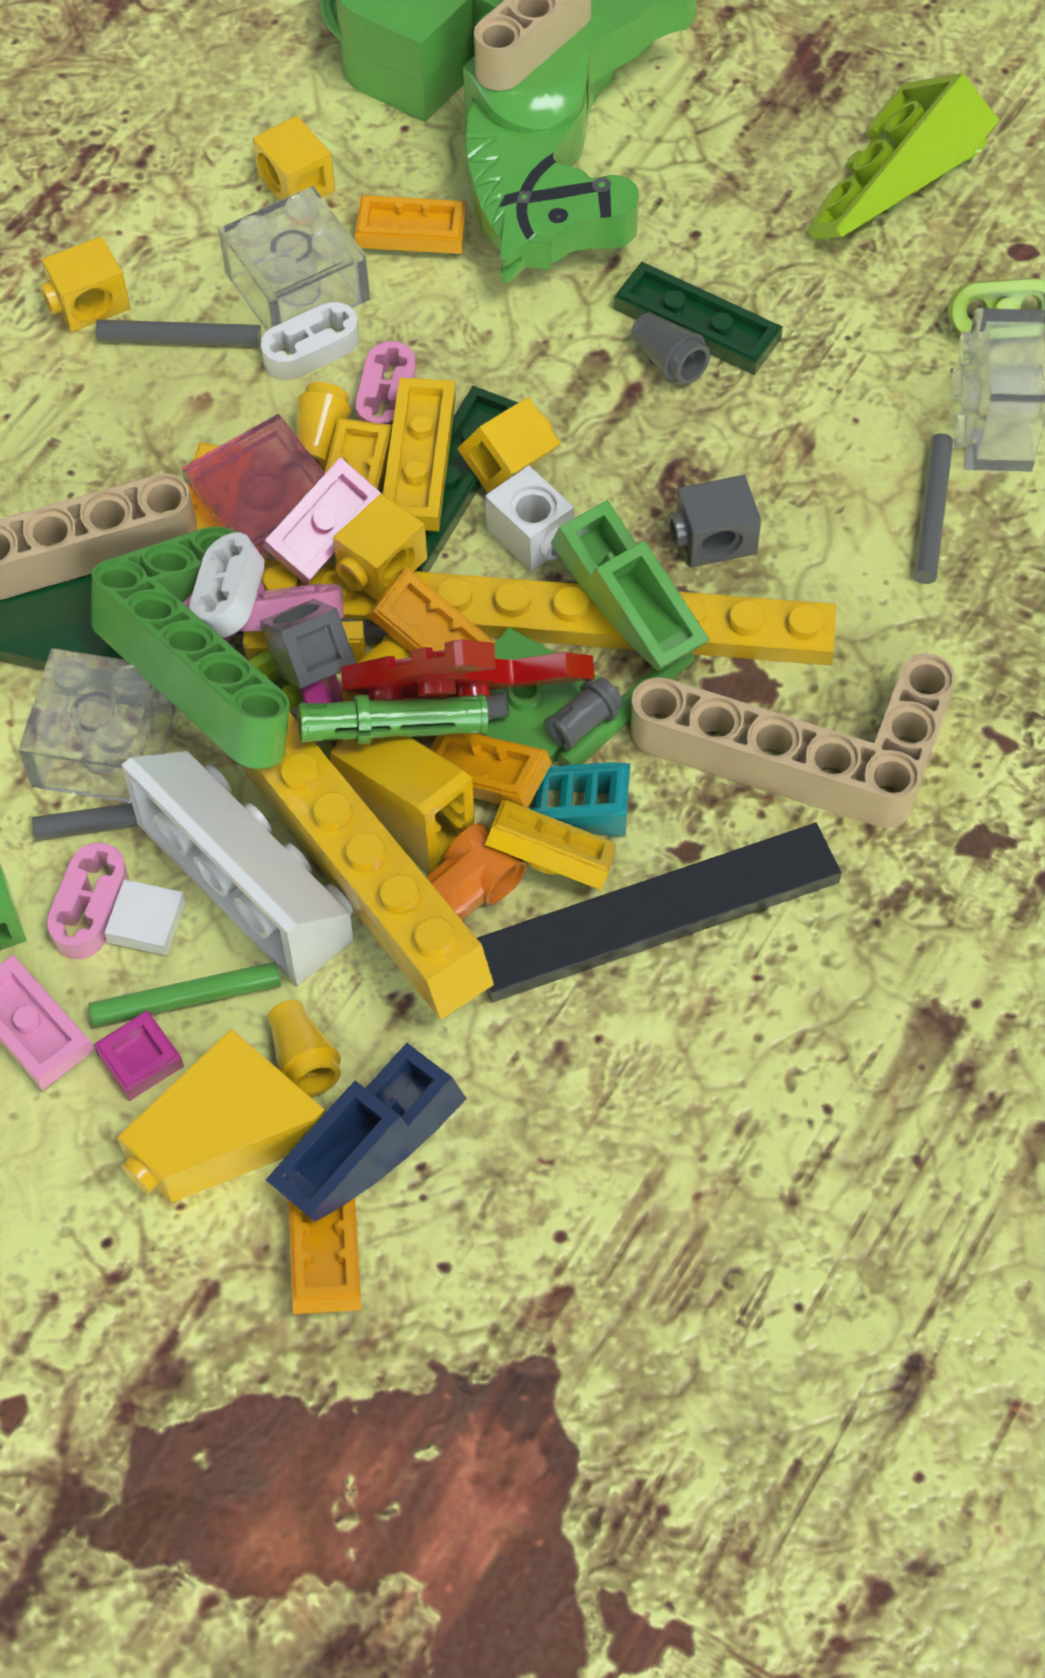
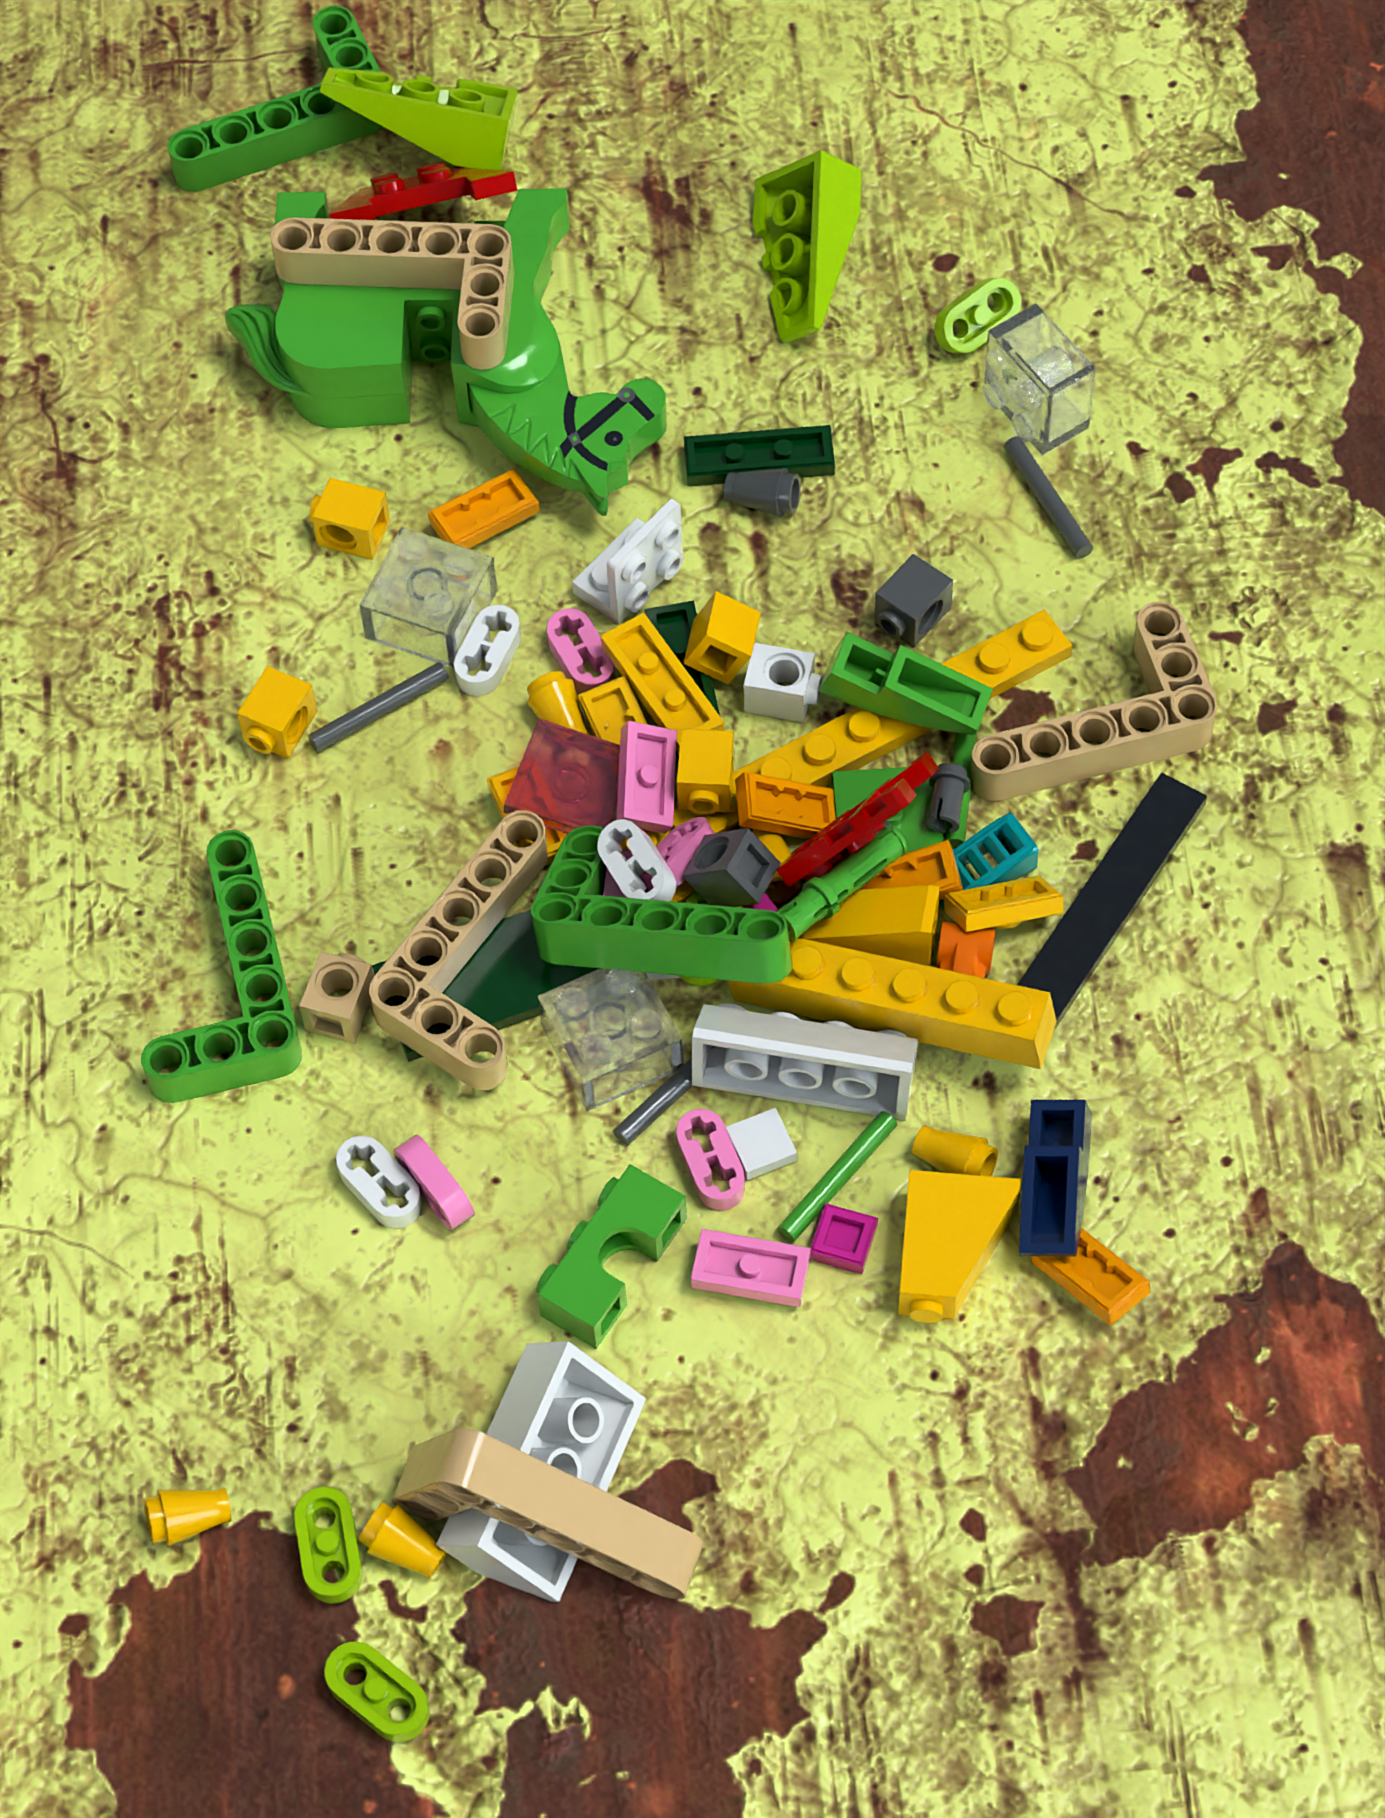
camera: 35 degrees left, 0 degrees up
(495, 337) = (633, 565): none -> white bracket

